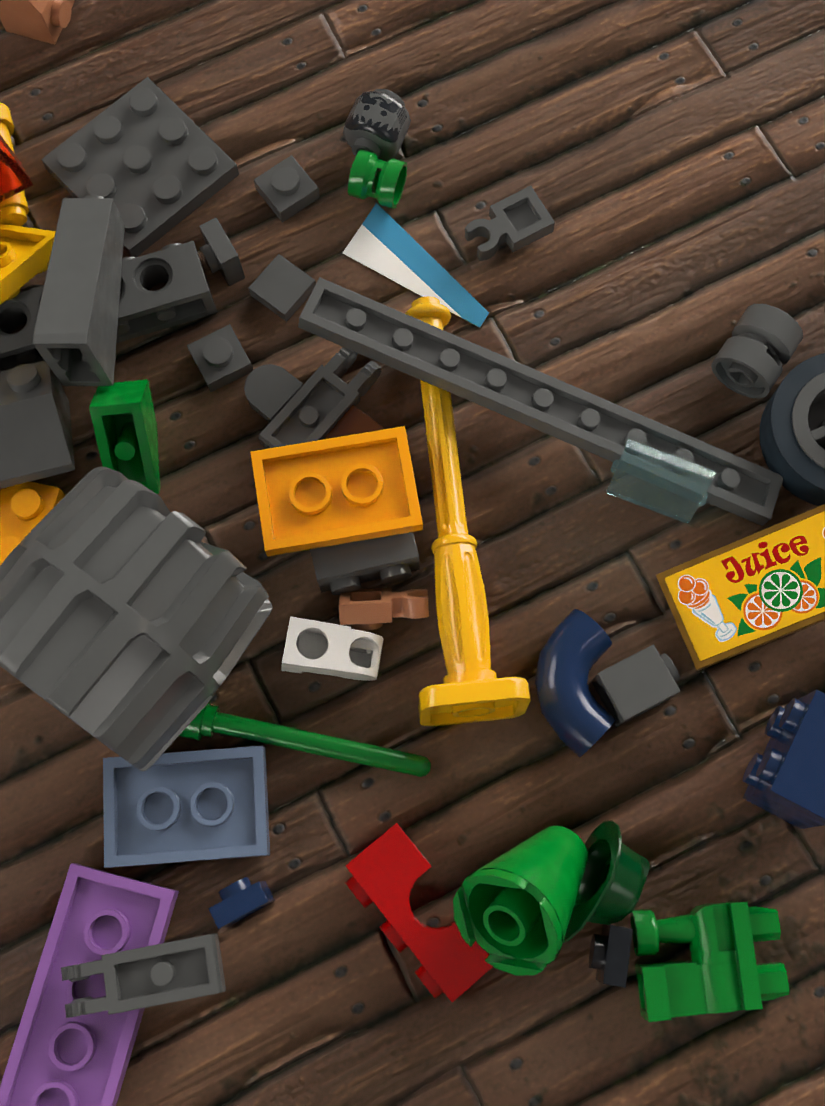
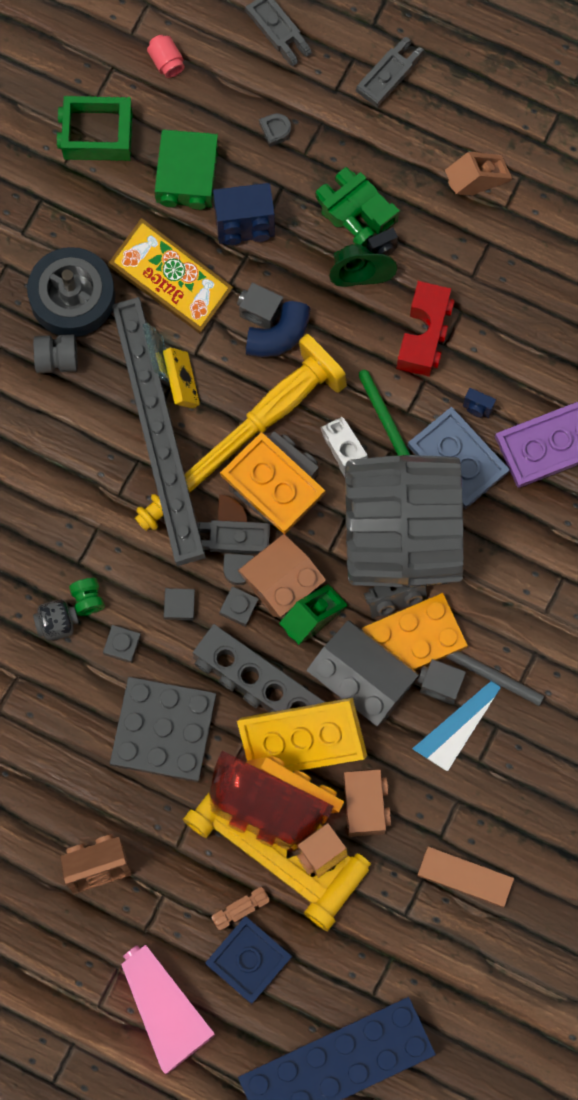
camera: 130 degrees left, 0 degrees up
(82, 293) = (261, 668): dark grey slope -> none
(151, 976) = (536, 413): dark grey hinge -> none
(203, 424) = (281, 575): none -> nougat slope
(220, 253) = (185, 643): dark grey plate -> none
(372, 607) = (307, 437): nougat plate -> none
(396, 255) = (118, 567): dark azure sticker -> none
(513, 220) = (62, 512): dark grey plate -> none
(523, 901) = (388, 284): green cone -> none
(601, 495) = (181, 378): none -> yellow tile

